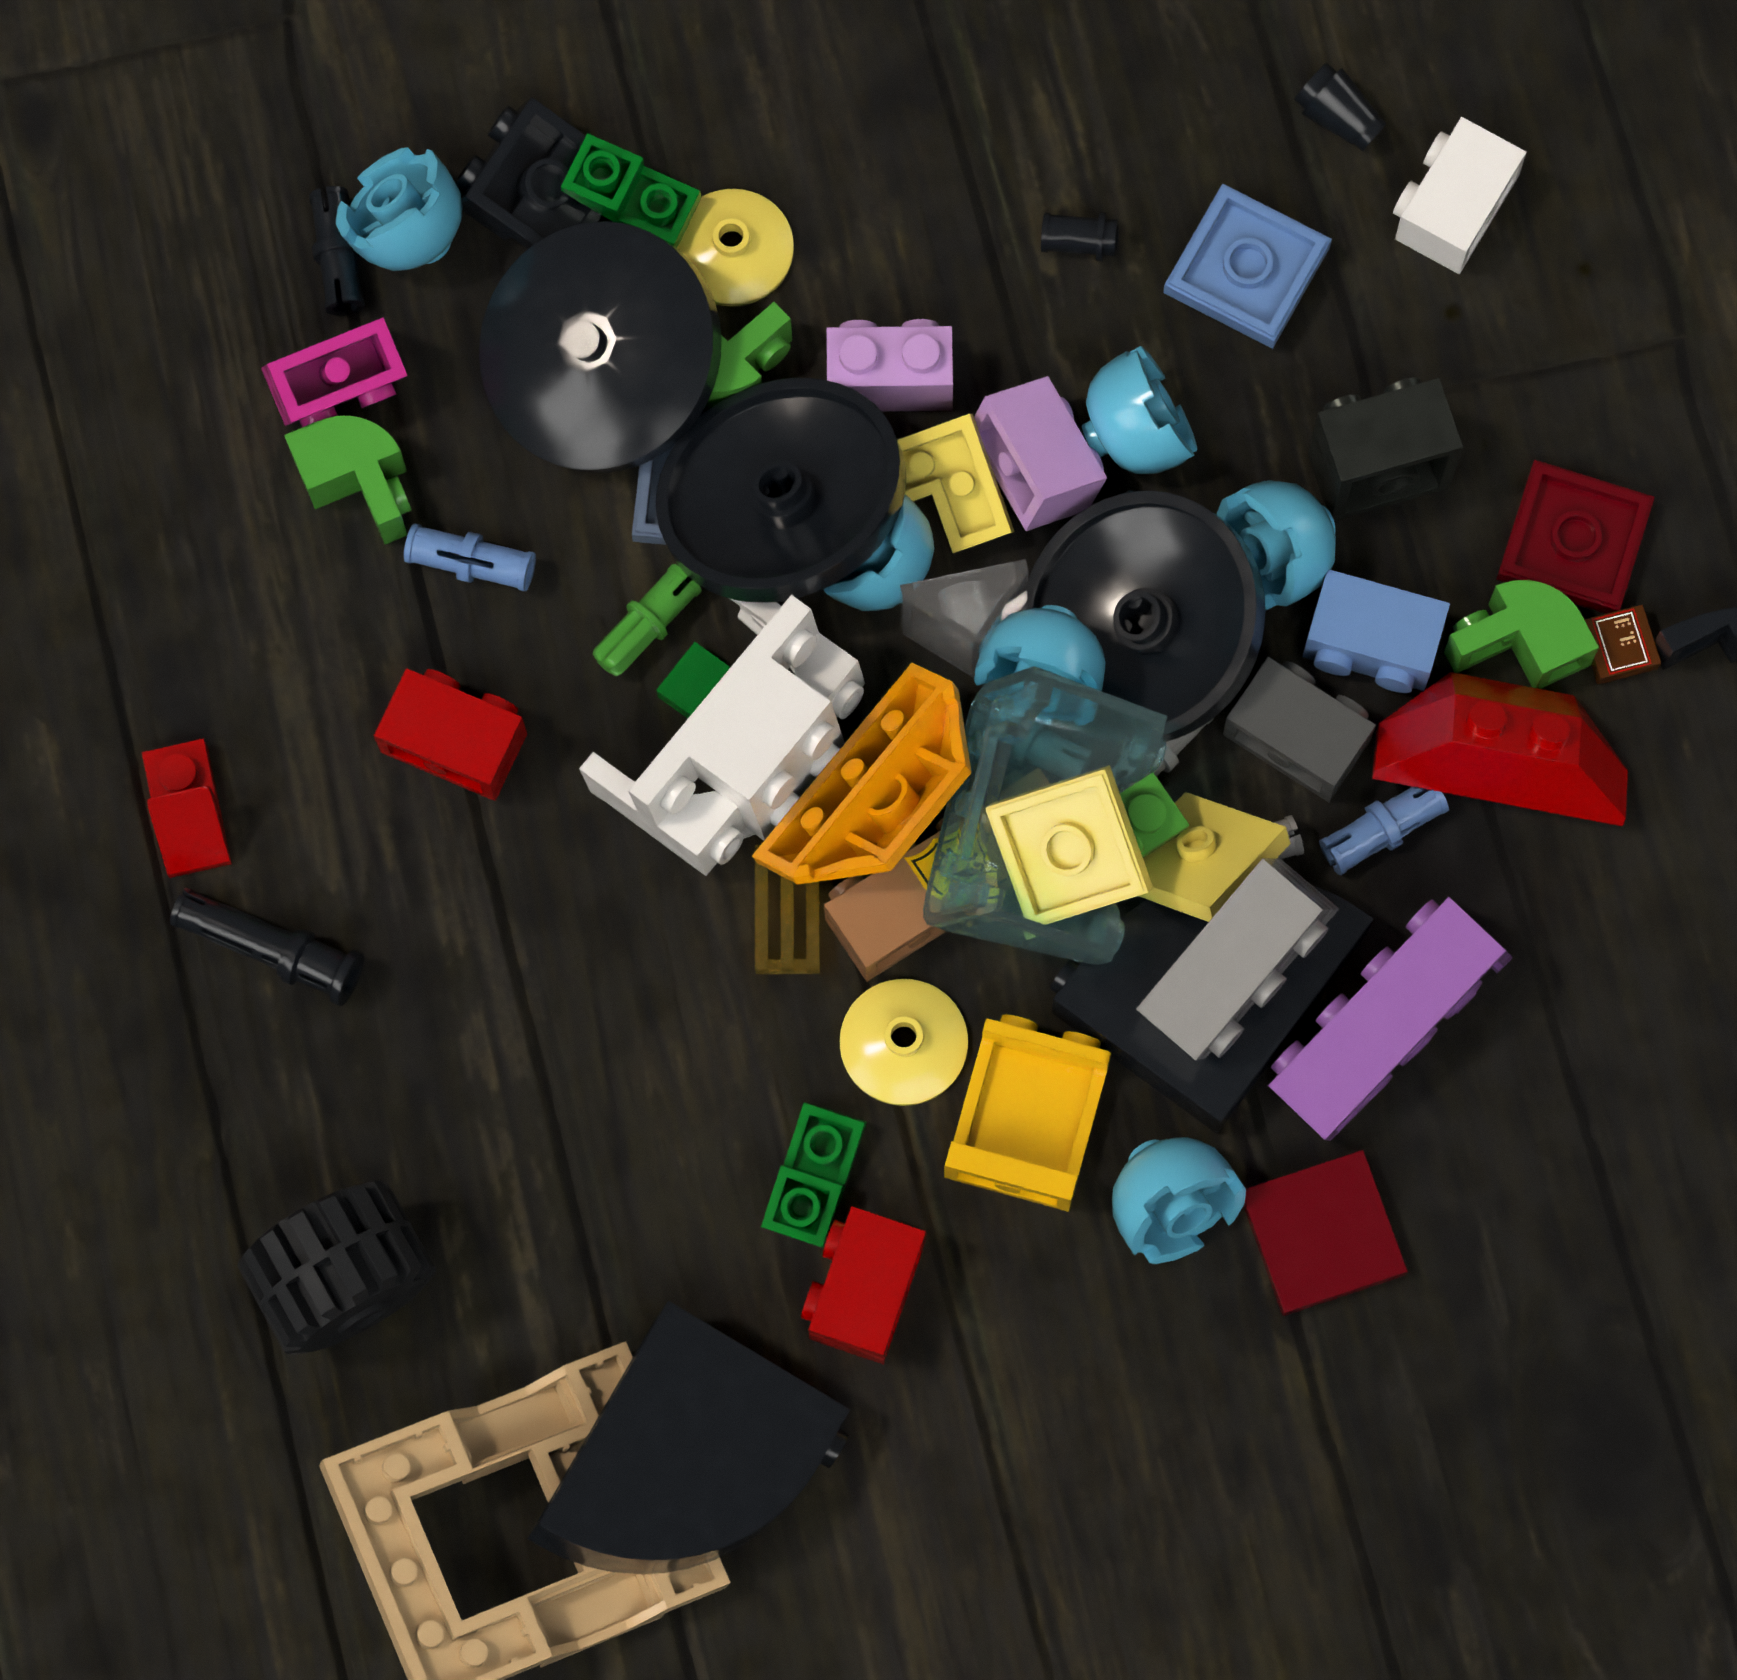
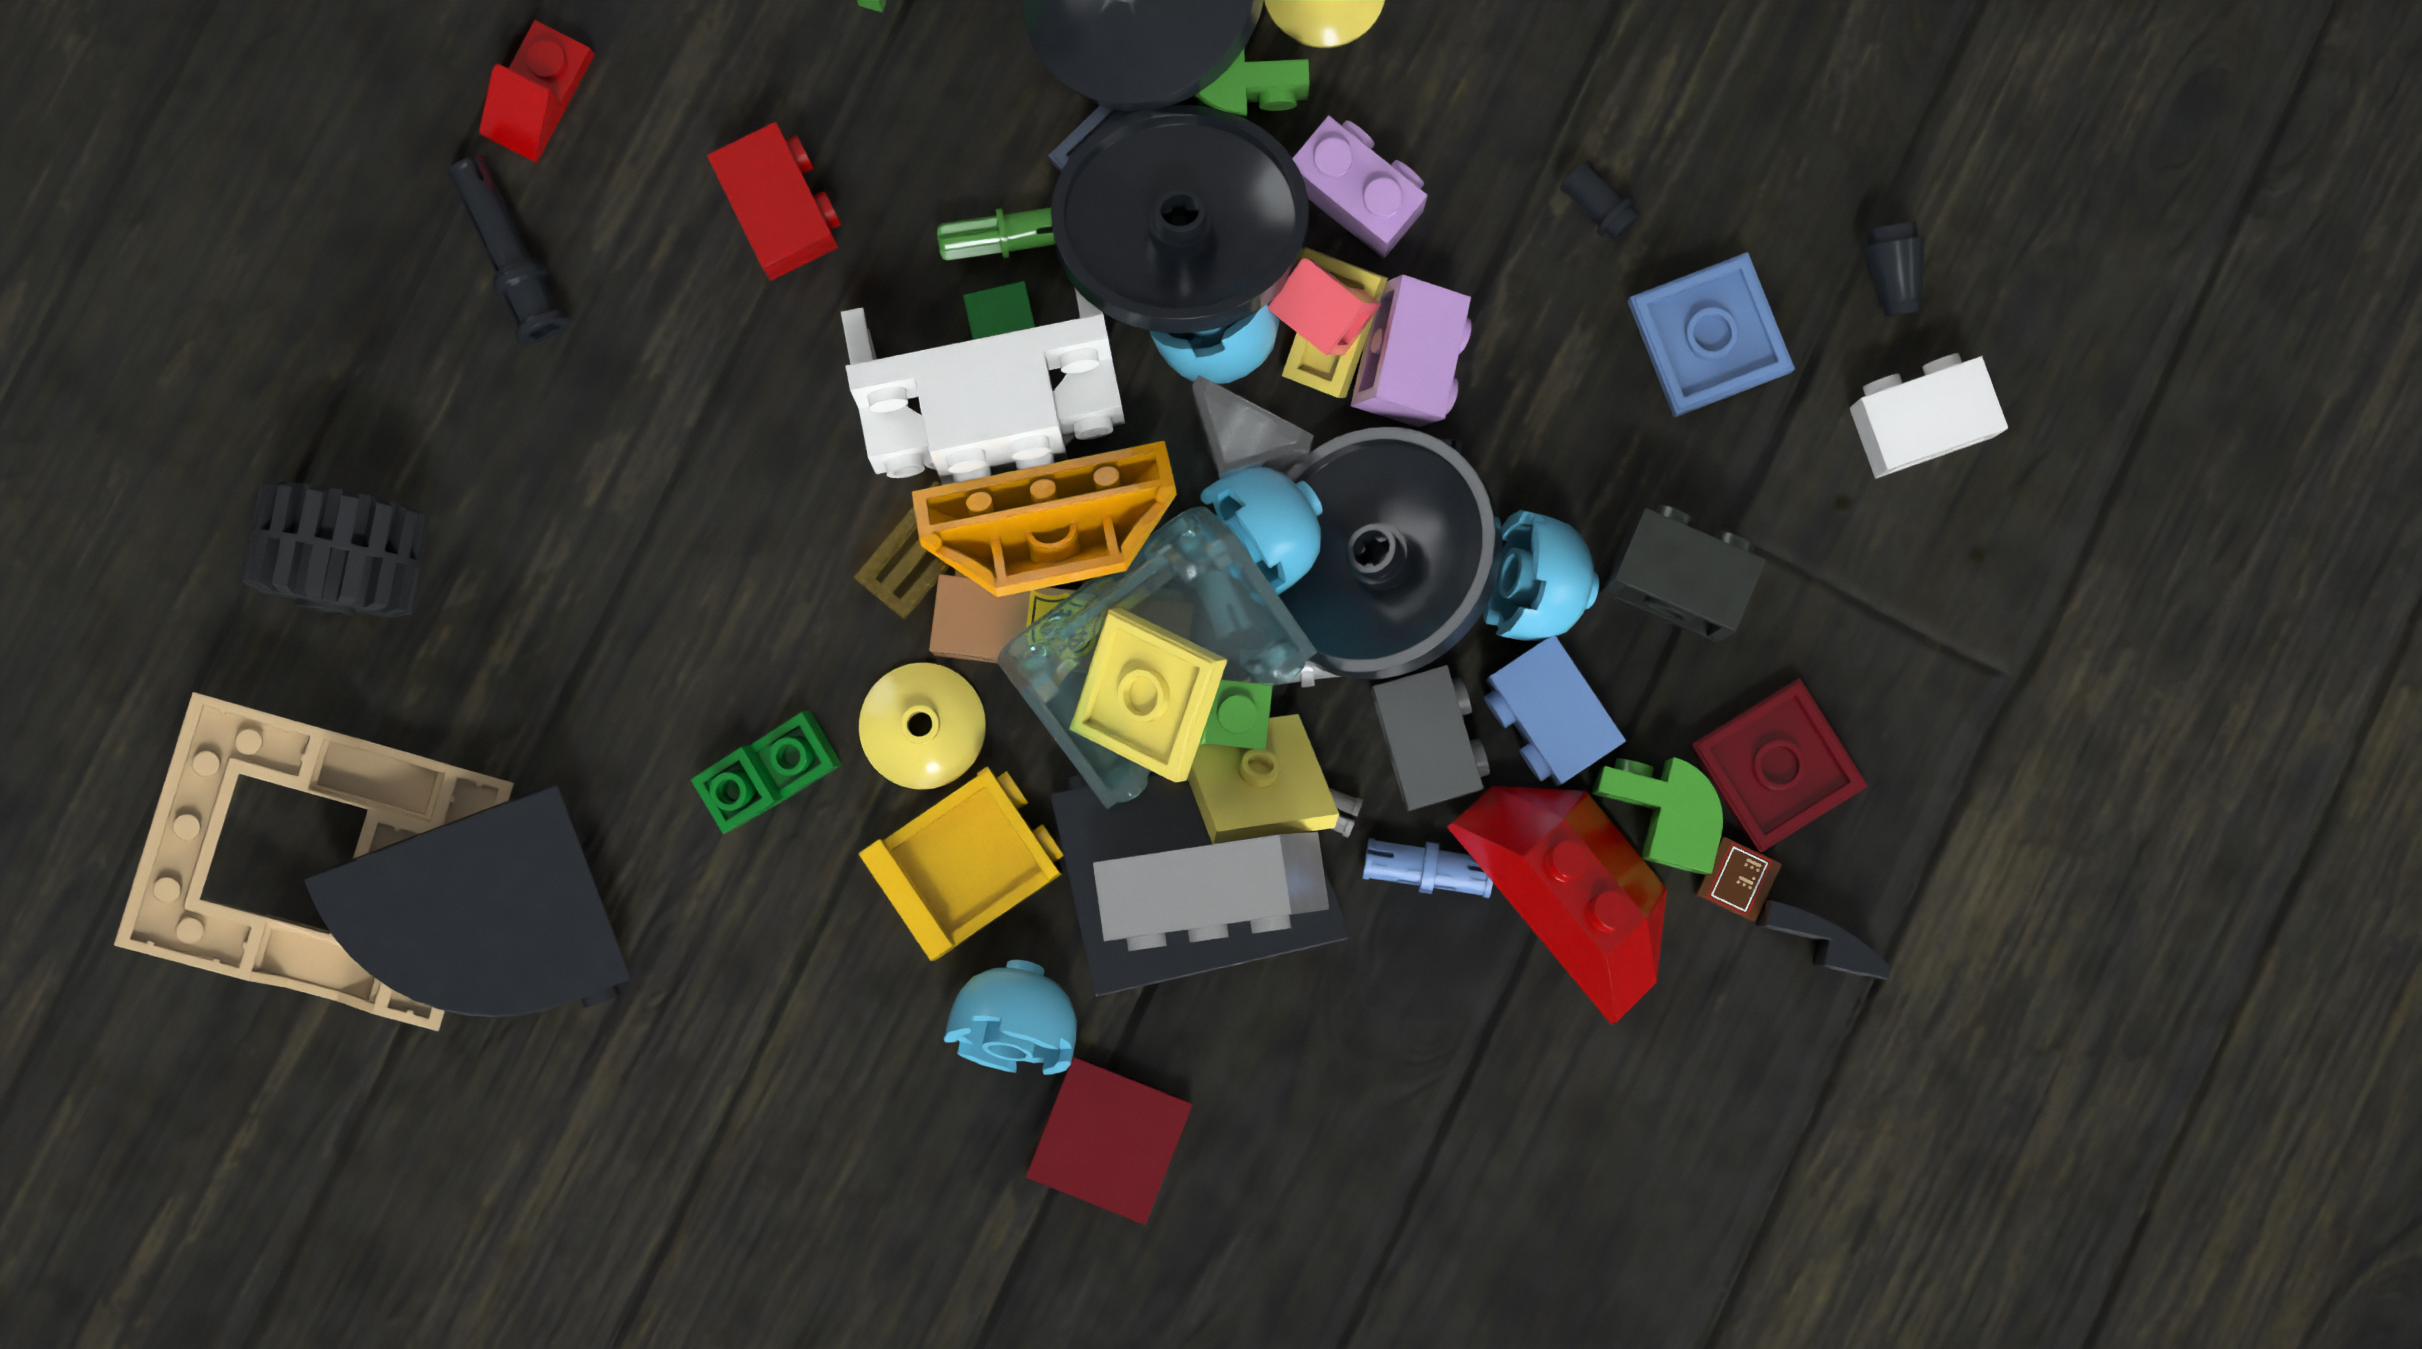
camera: 40 degrees right, 10 degrees up
(432, 546) = (909, 70): medium blue pin -> none
(865, 1284) = (725, 892): red brick -> none
(946, 466) = (1323, 308): none -> coral panel
(1136, 417) = (1514, 387): medium azure cylinder -> none
(1387, 1017) = (1298, 1025): medium lavender wedge -> none

